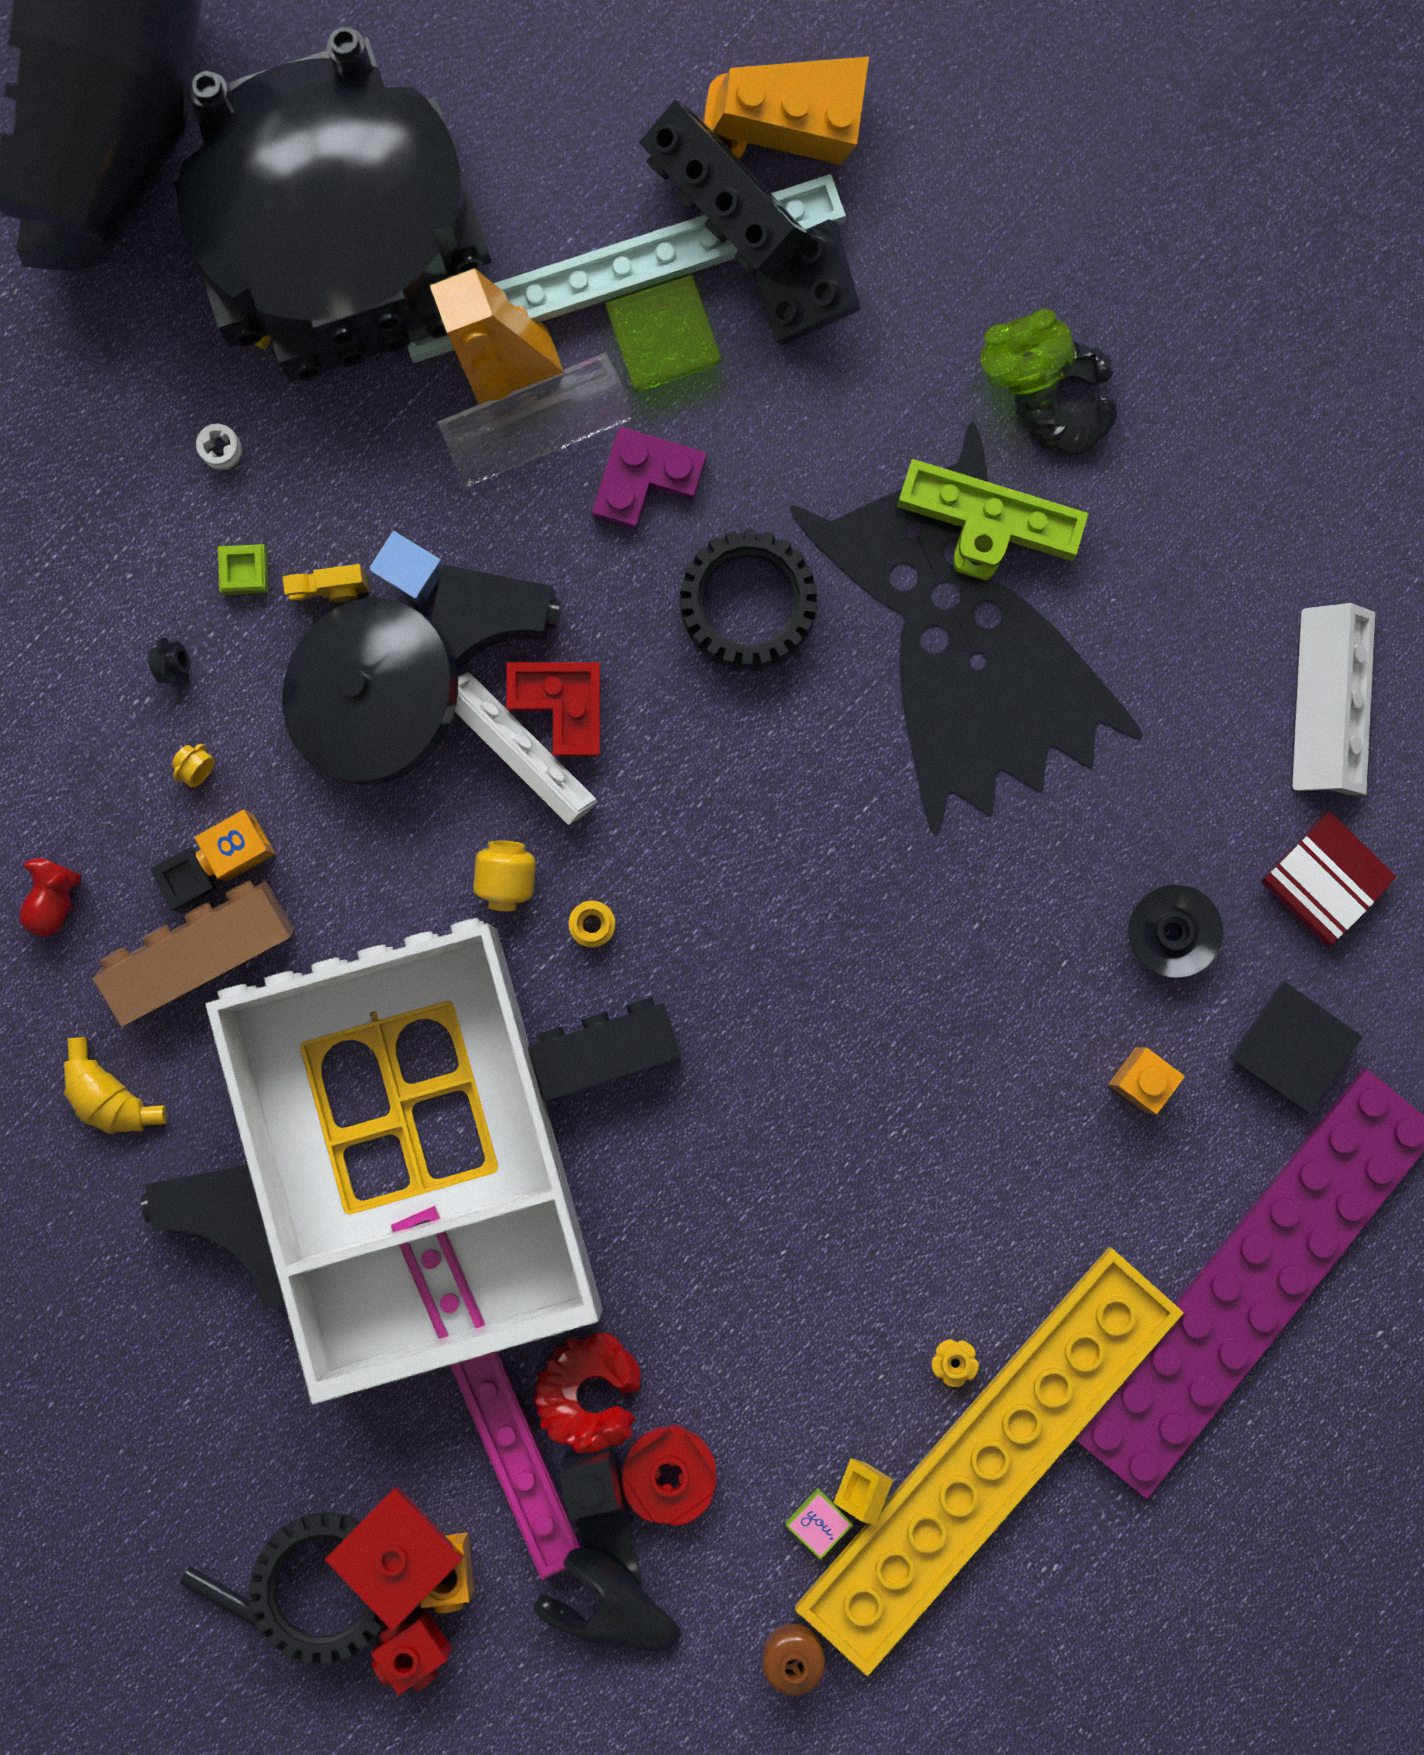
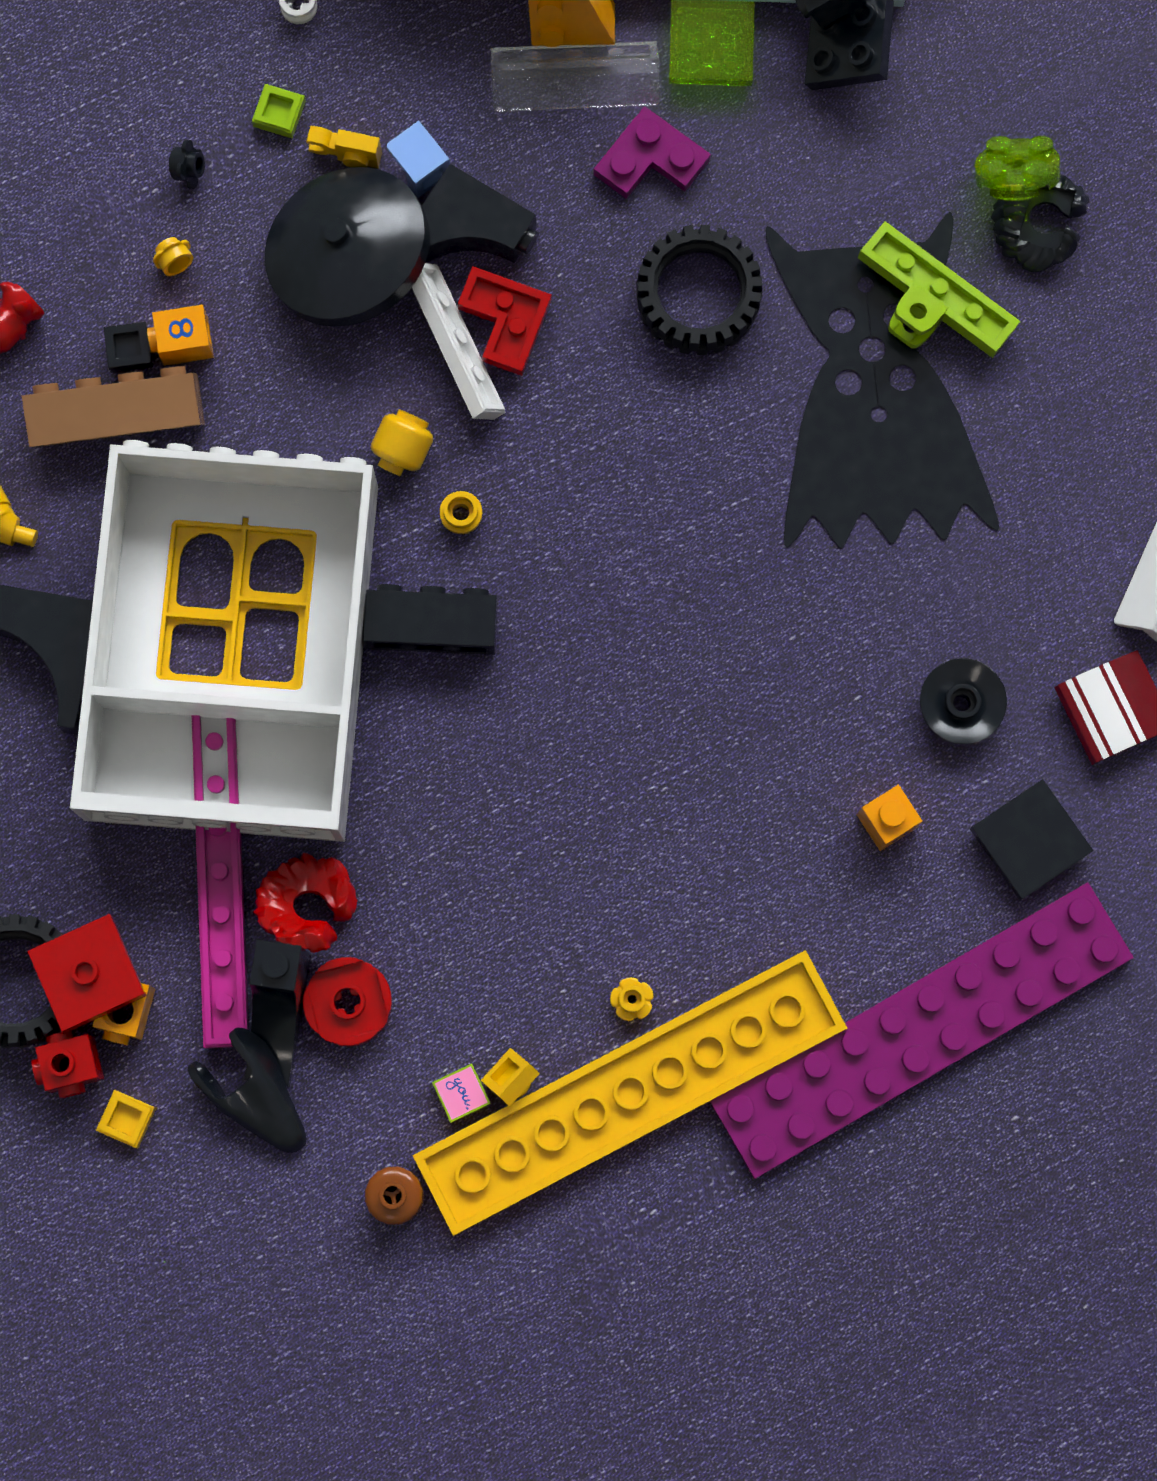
camera: 20 degrees right, 5 degrees down
(490, 1679) = (126, 1119): none -> yellow tile

